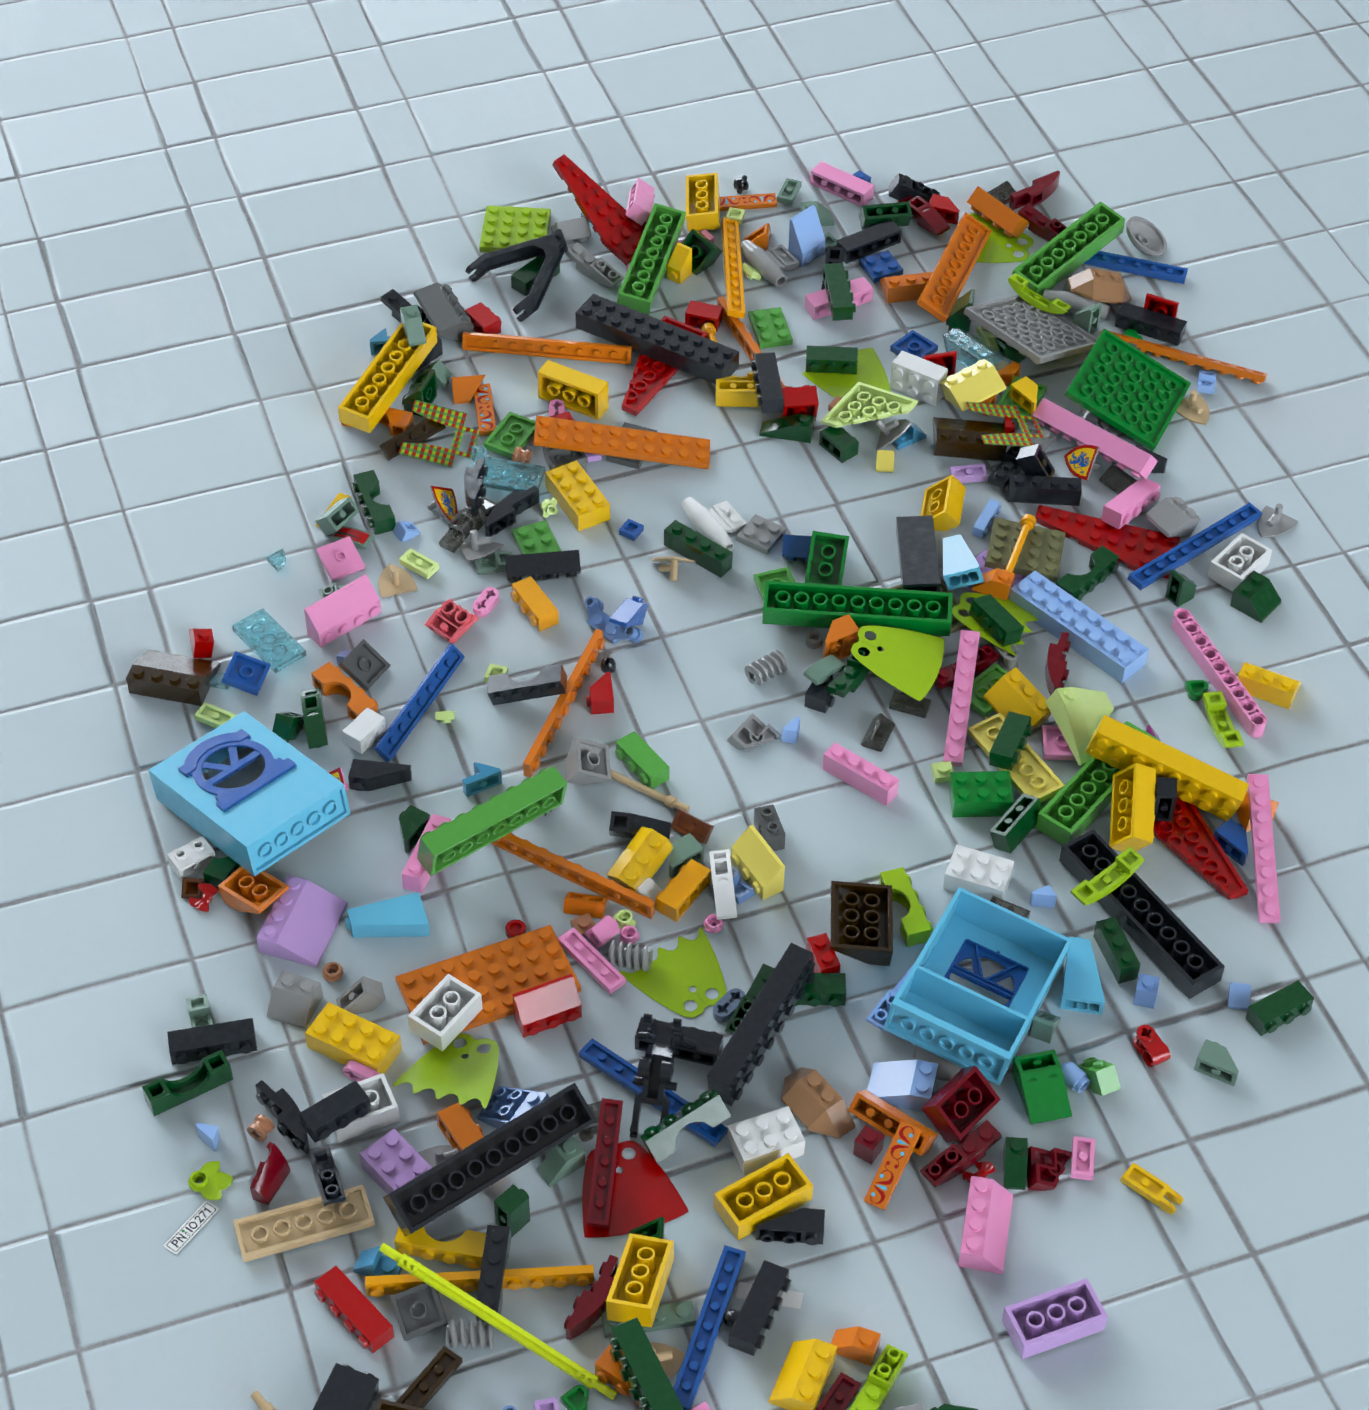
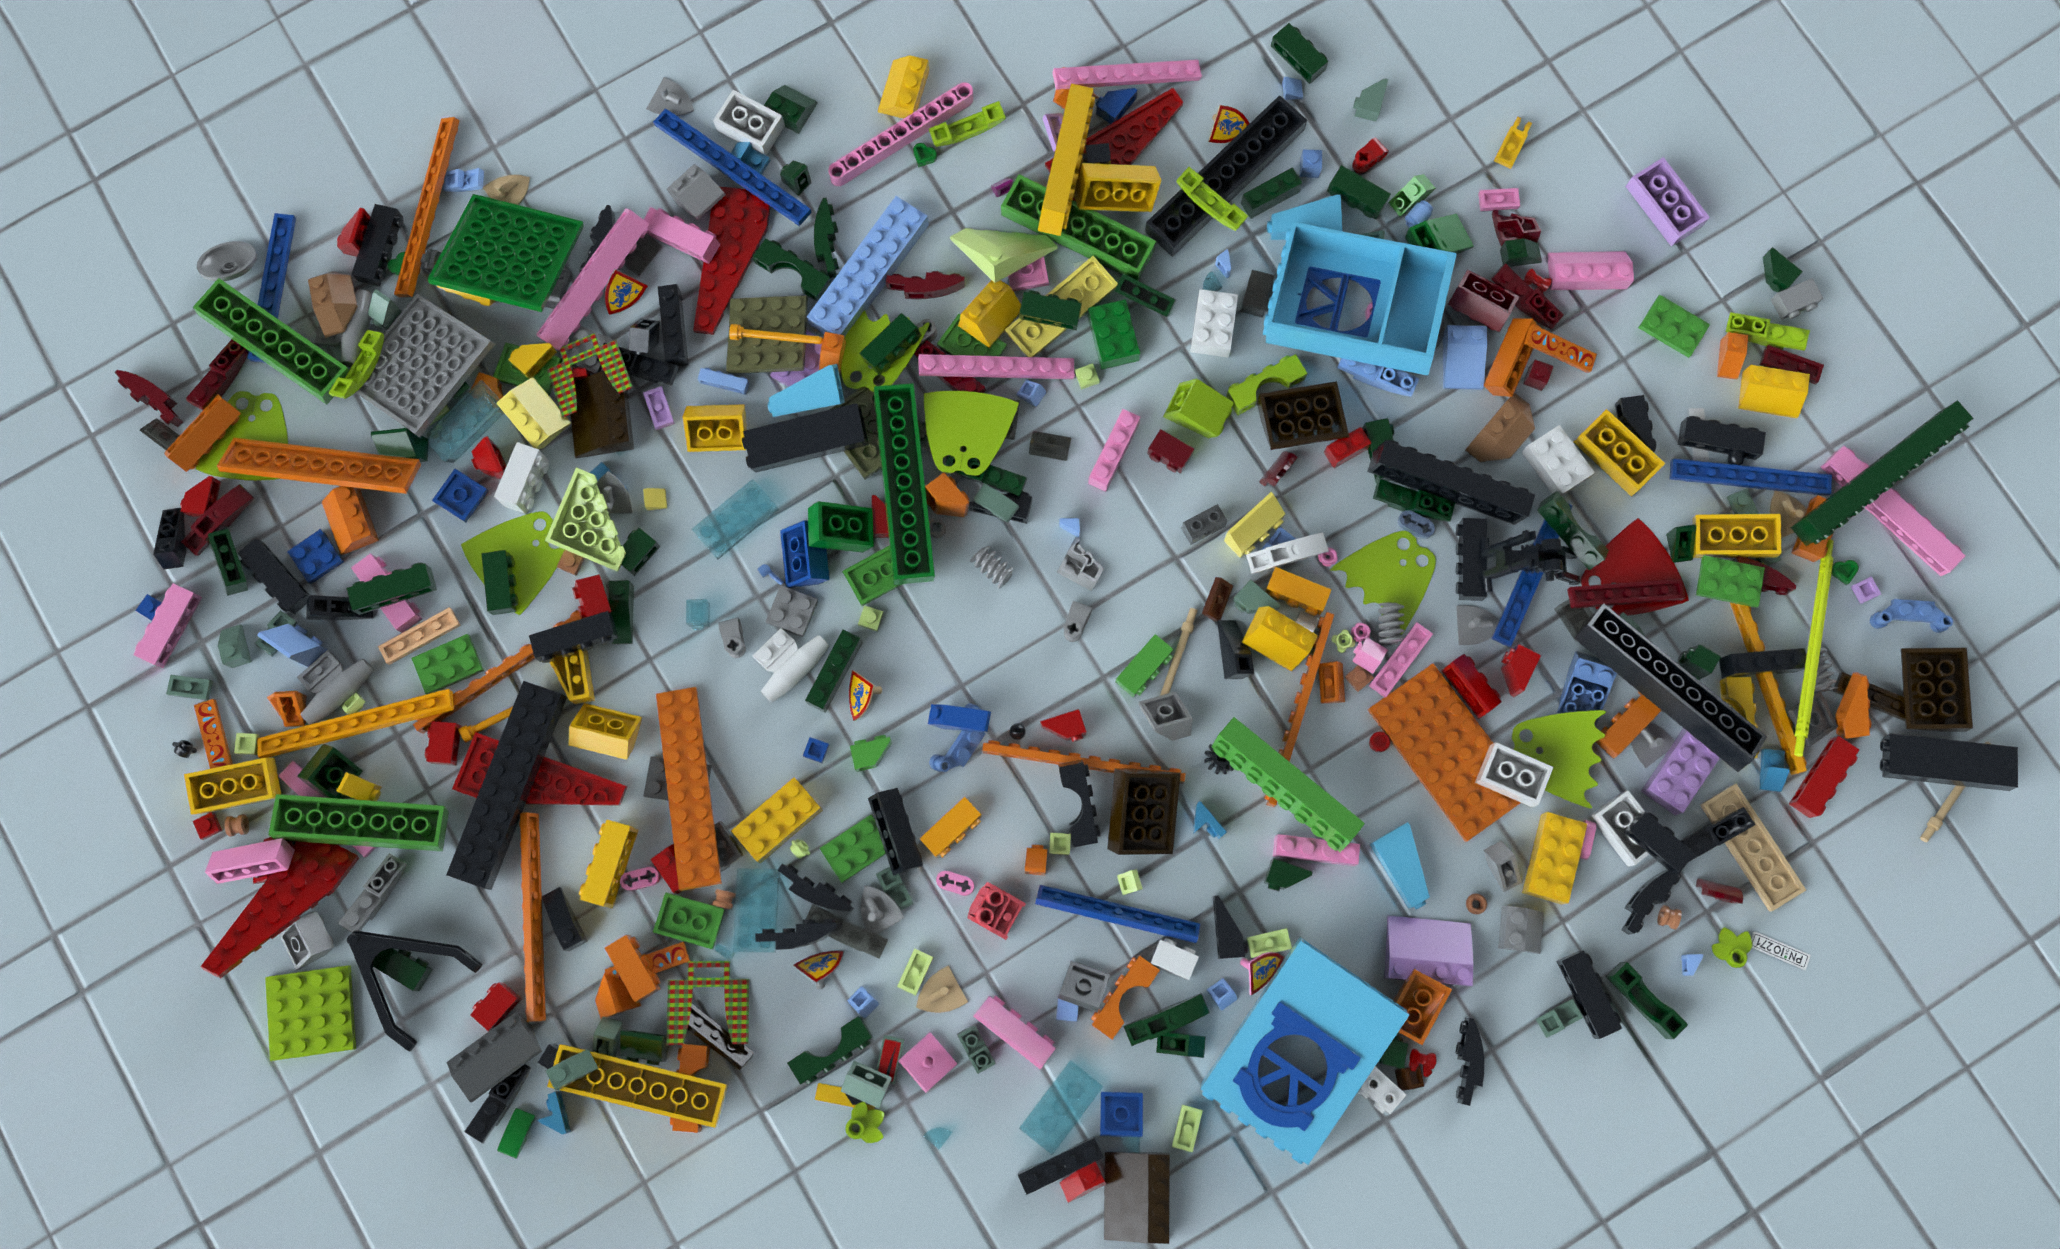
camera: 100 degrees left, 30 degrees up
(192, 935) = (1471, 1051): none -> black slope
(221, 626) = (1060, 1165): none -> black arch
(305, 516) = (868, 1122): none -> lime plate
(324, 762) = (1222, 994): none -> light blue slope
(356, 800) = (1269, 942): none -> yellowish green plate
(380, 320) = (515, 1133): none -> green slope
(412, 1350) = (1853, 710): none -> orange slope
(483, 393) = (633, 968): none -> orange brick
(484, 649) = (1036, 860): none -> orange slope
(504, 727) = (1143, 812): none -> dark brown slope
(527, 364) = (563, 920): none -> black slope
(551, 1047) = (1518, 668): none -> red slope
(591, 1260) = (1730, 581): none -> bright green plate
(612, 1033) = (1474, 625): none -> light grey shield
(616, 561) = (869, 754): none -> bright green slope
(671, 200) = (236, 825): none -> nougat wheel
(677, 192) = (207, 826): none -> red plate
(687, 405) = (604, 731): none -> yellow slope
(699, 720) = (1077, 618): none -> light grey piece
(740, 583) = (870, 618): none -> yellowish green plate
(748, 491) = (732, 633): none -> light grey piece
(773, 472) = (698, 613): none -> clear light blue brick
(798, 313) = (419, 636): none -> light nougat plate
(802, 522) = (764, 570): none -> medium blue hand
(815, 903) = (1278, 468): none -> dark red slope
(849, 814) = (1170, 451): none -> dark red brick
(854, 508) = (735, 519): none -> clear light blue plate
(888, 844) = (1199, 408): none -> lime slope
(903, 1299) = (1674, 326): none -> bright green plate
(933, 729) = (1031, 392): none -> light blue slope
(1022, 887) = (1211, 283): none -> clear light blue tile
(1107, 1027) = (1358, 192): none -> dark green brick
(1121, 601) = (824, 236): none -> dark green slope
(1200, 921) = (1227, 124): none -> shield
(1201, 567) = (751, 157): none -> dark azure slope

